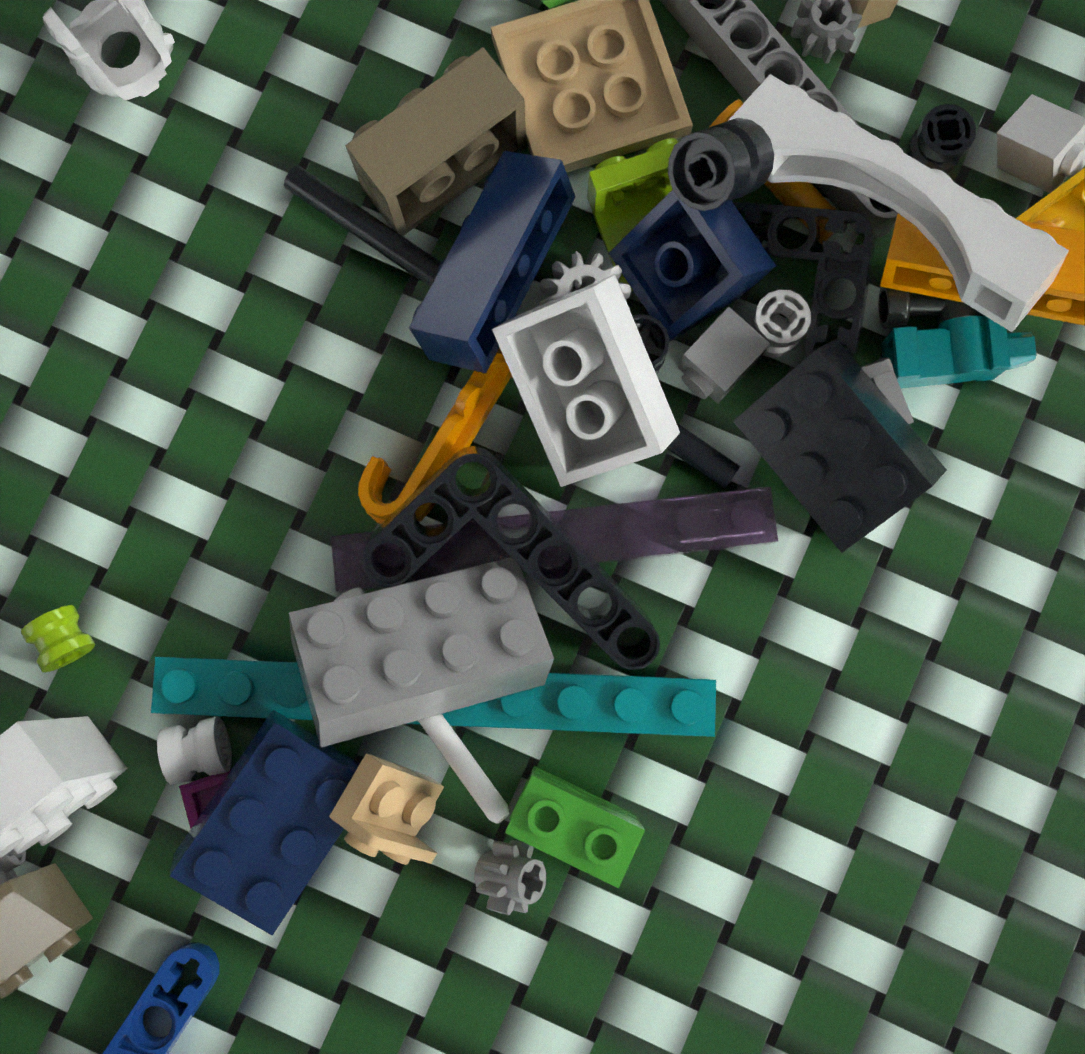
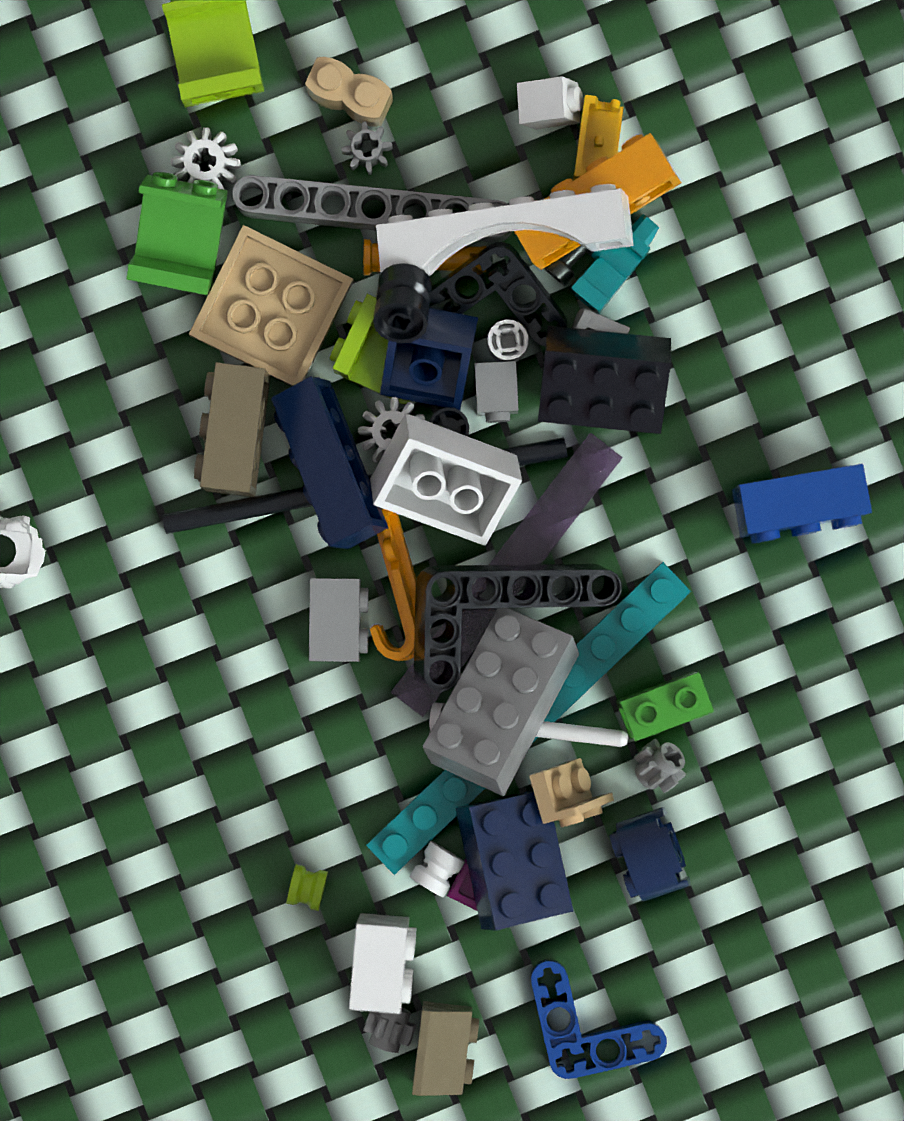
camera: 45 degrees left, 5 degrees up
(351, 416) = (336, 620): none -> light grey brick
(407, 959) = (650, 855): none -> dark blue brick
(920, 764) = (802, 503): none -> blue brick
(934, 148) = (492, 160): black wheel -> none

